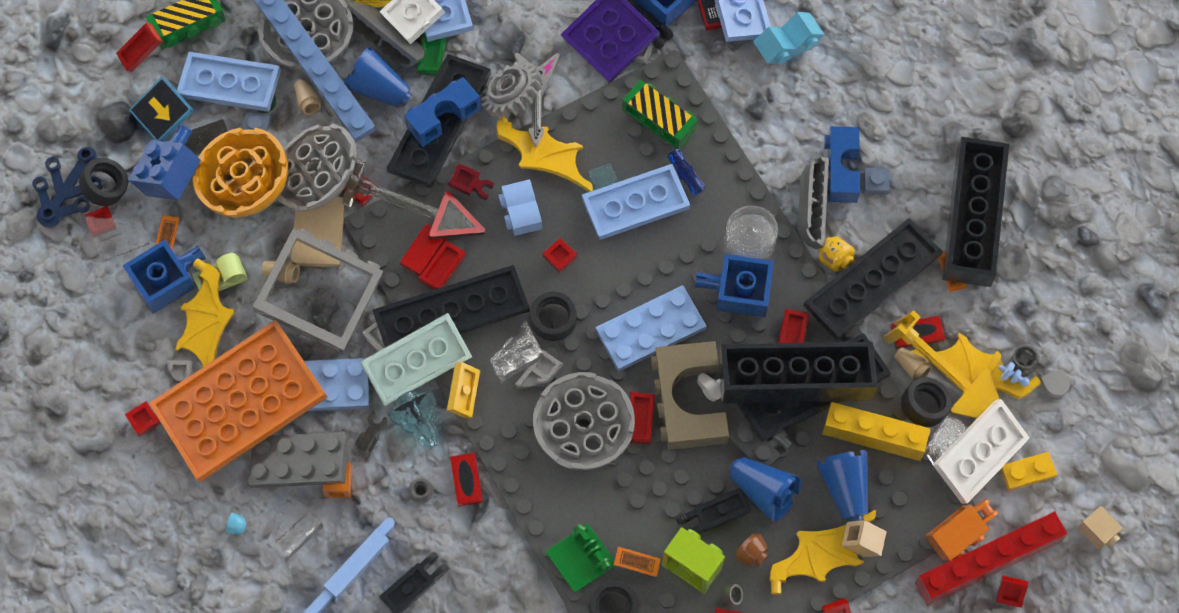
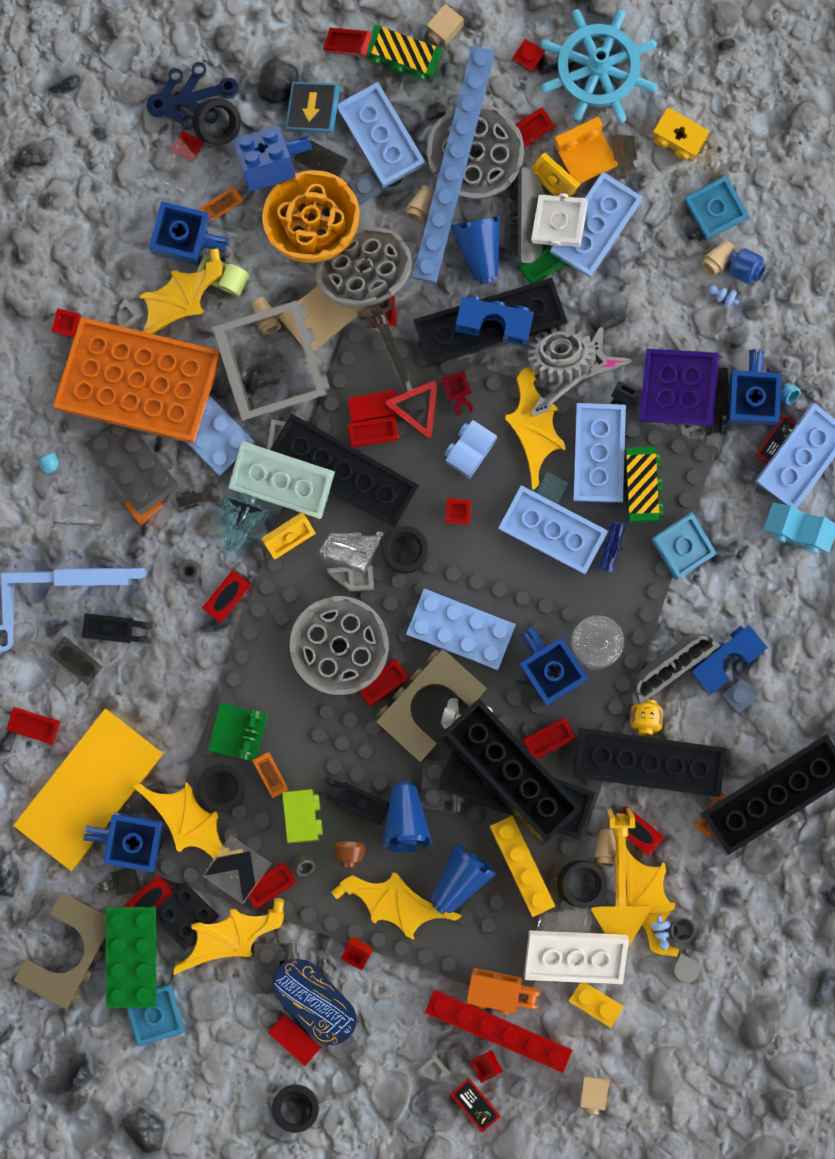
camera: 50 degrees right, 15 degrees up
(580, 75) = (625, 394): none -> black tile
(608, 124) = (599, 453): none -> light blue plate
(729, 126) = (683, 546): none -> dark azure tile
(864, 538) = (428, 926): tan brick -> none

